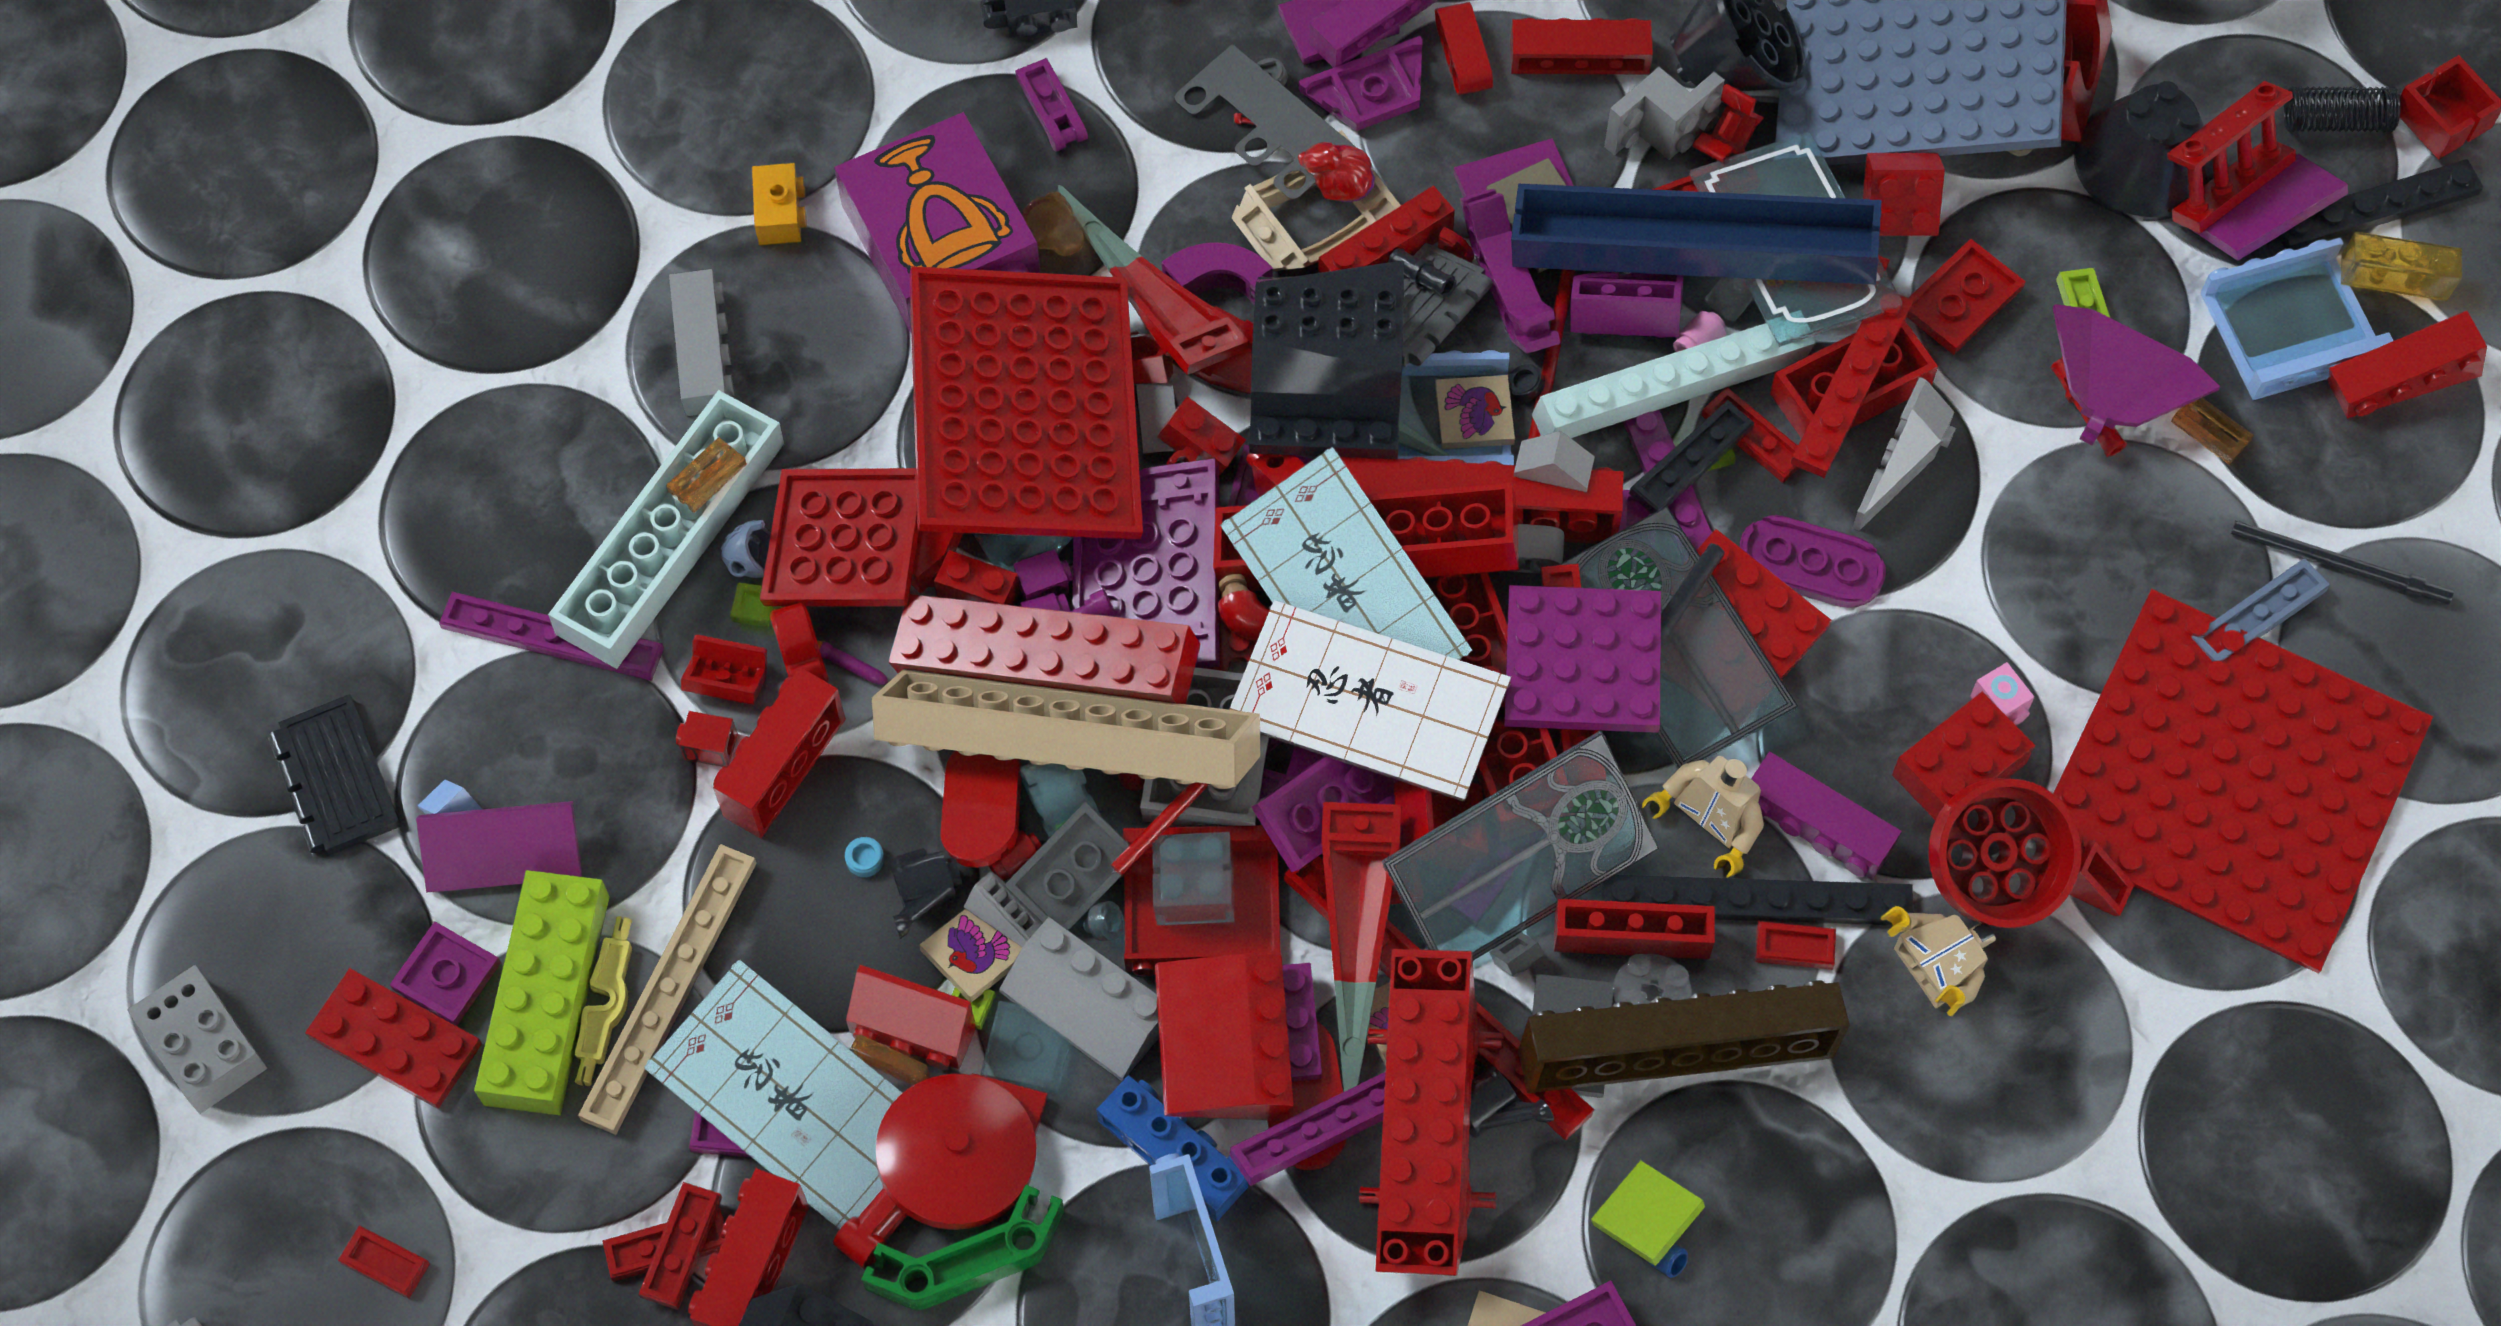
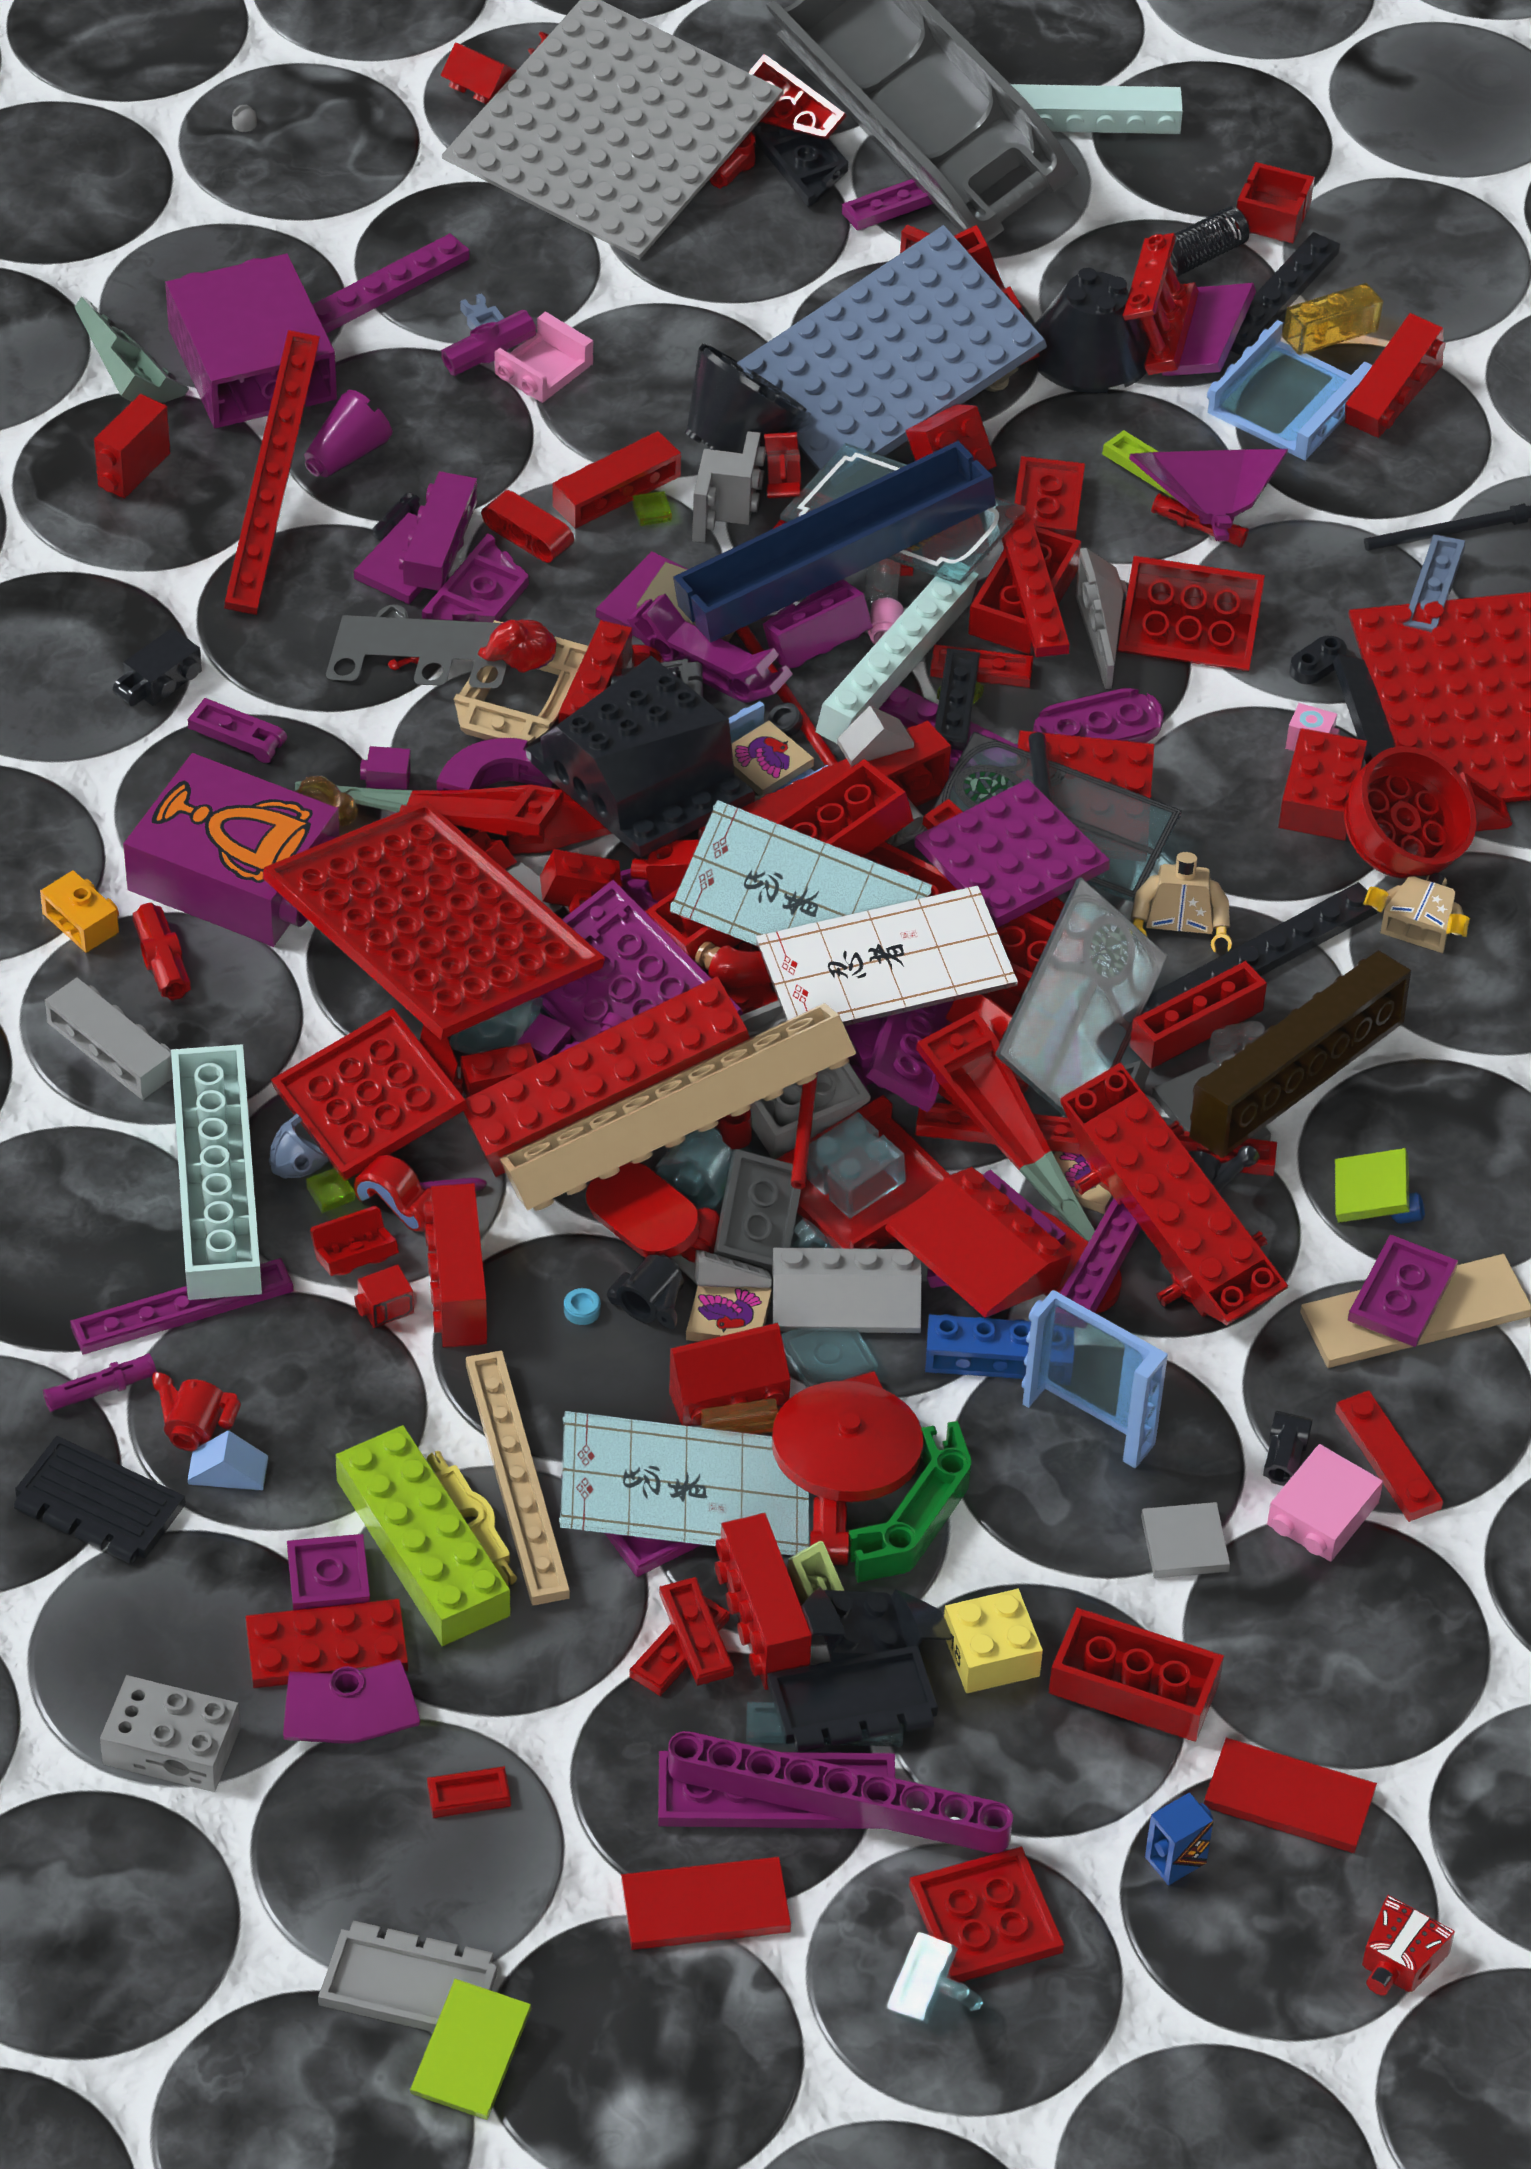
camera: 40 degrees left, 15 degrees down
(370, 1132) = (323, 1713): none -> magenta panel
(439, 670) = (103, 1381): none -> magenta pin
(463, 747) = (194, 1410): none -> red piece
(497, 845) = (288, 1459): magenta tile -> none
(711, 474) = (219, 1128): clear orange tile -> none
(810, 284) = (161, 951): none -> red piece
(818, 1265) = (812, 1569): none -> yellowish green slope
(1138, 223) = (386, 768): none -> magenta brick
(1593, 93) = (652, 508): none -> clear neon green tile
(1795, 945) = (1313, 968): red tile -> none
(1824, 817) = (1268, 872): magenta brick -> none
(1990, 503) = (1191, 613): none -> red slope
(2070, 716) = (1363, 705): none -> black tile
(2081, 622) = (1316, 659): none -> black plate
(2209, 433) = (1297, 491): clear orange tile -> none

